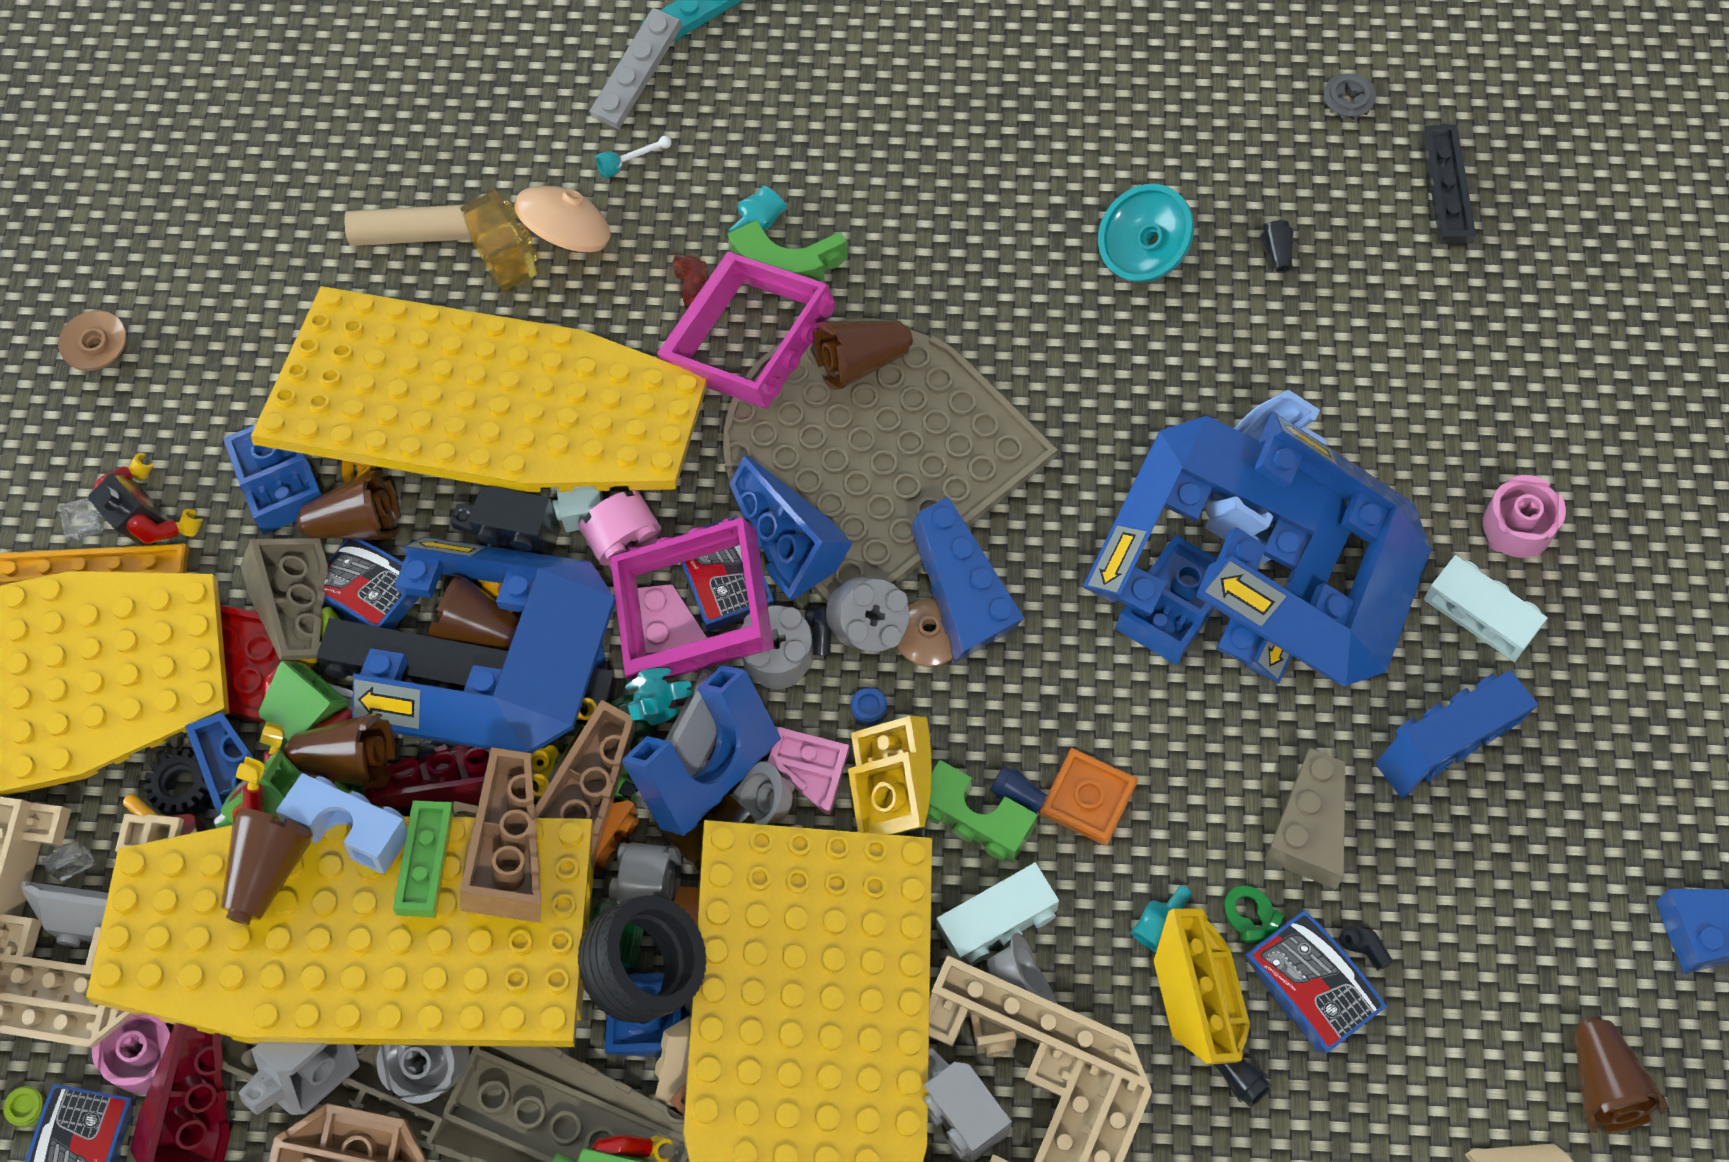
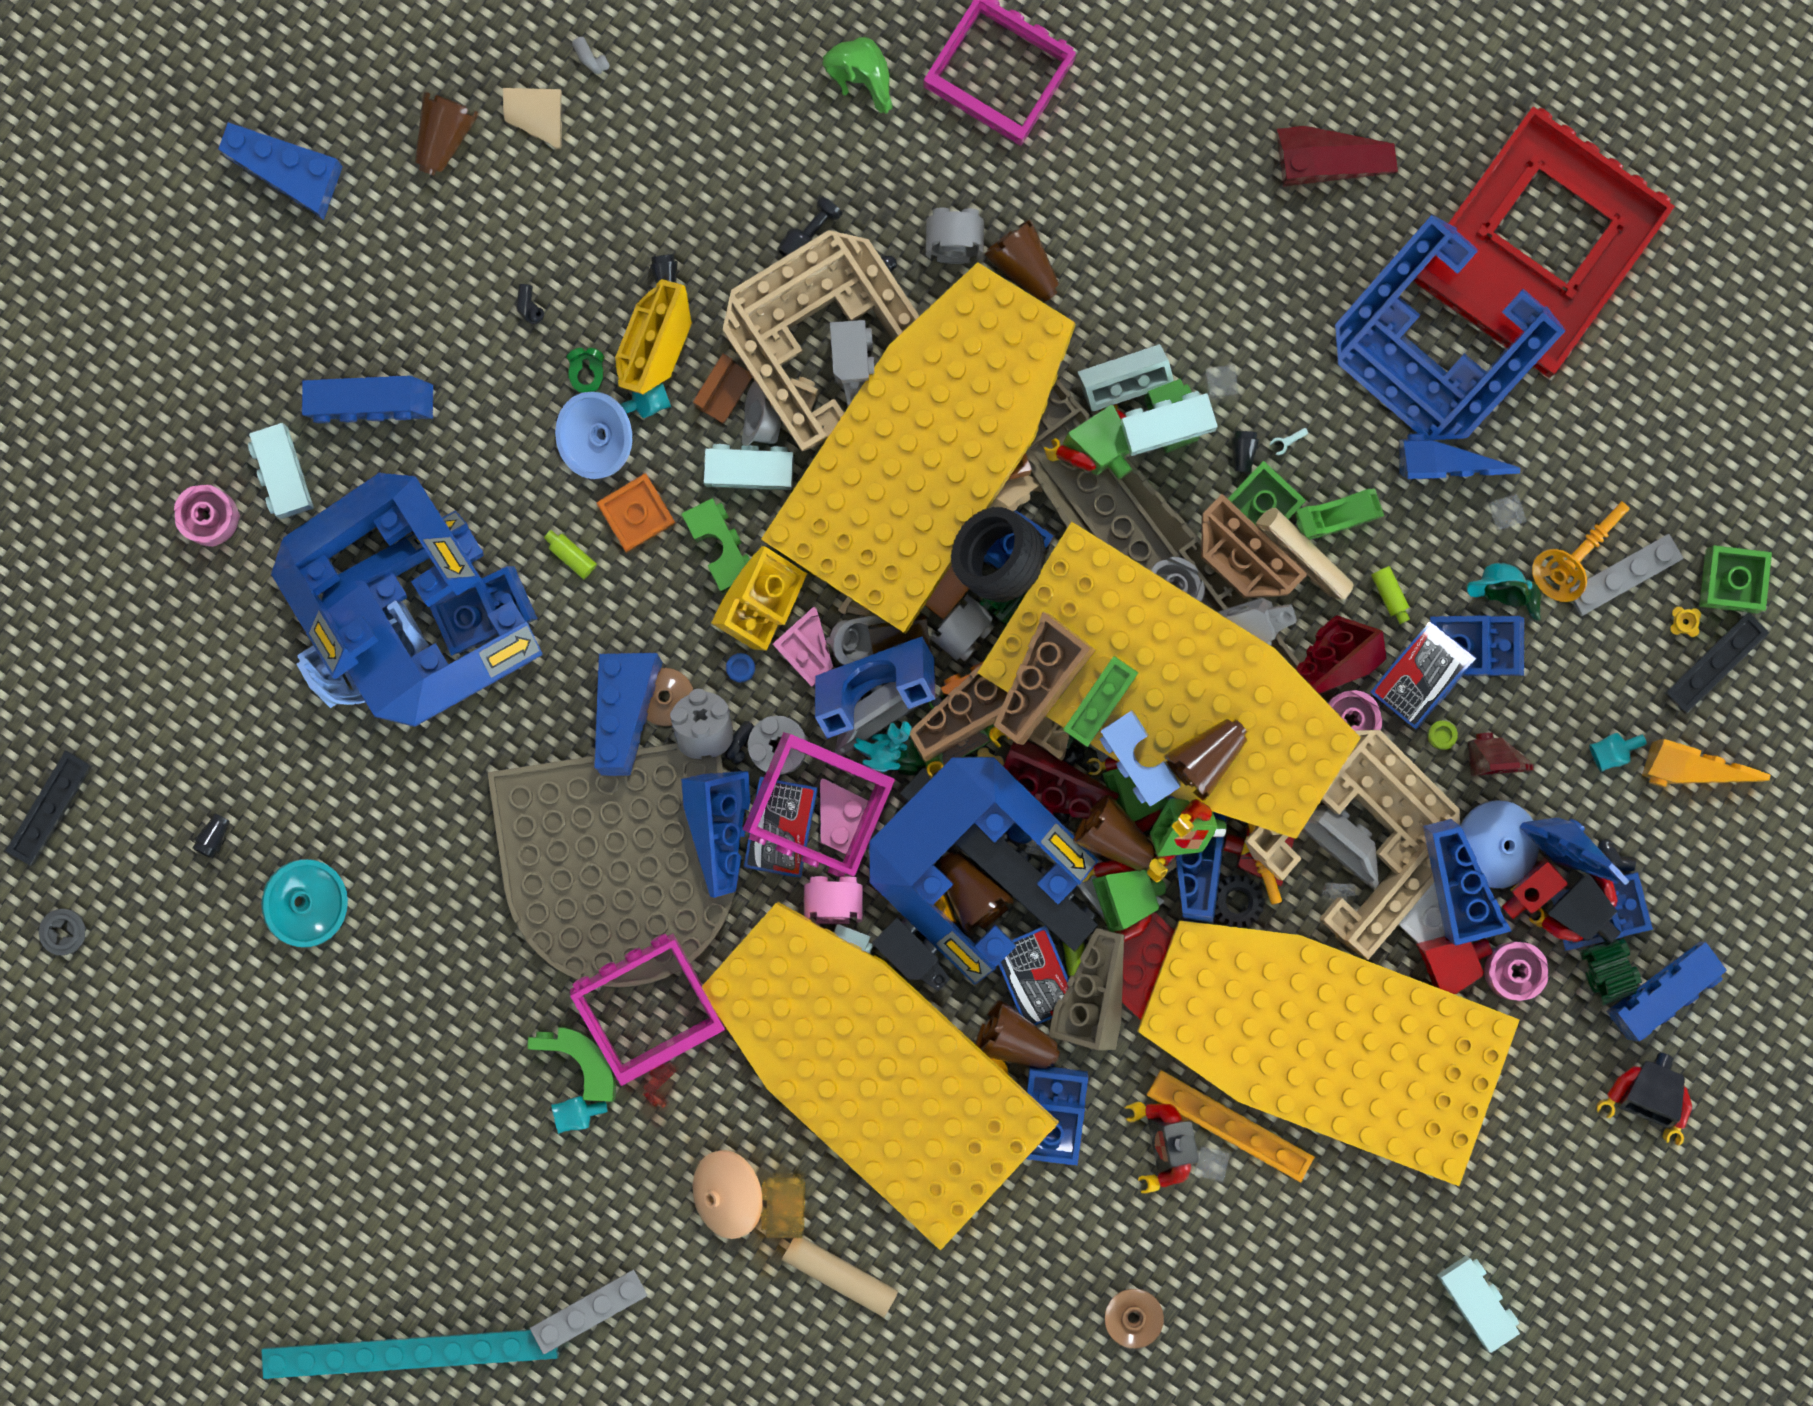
camera: 145 degrees left, 20 degrees up
(610, 163) = (659, 1235): hinge -> none
(858, 348) = (579, 933): reddish brown cone -> none
(1018, 788) = (682, 547): dark blue cone -> none
(1088, 983) = (722, 389): none -> dark orange panel
(1127, 709) = (570, 554): none -> lime cylinder
(1190, 840) = (582, 439): none -> light blue dish
(1313, 822) = (504, 401): dark tan wedge -> none
(1314, 982) = (579, 300): slope -> none

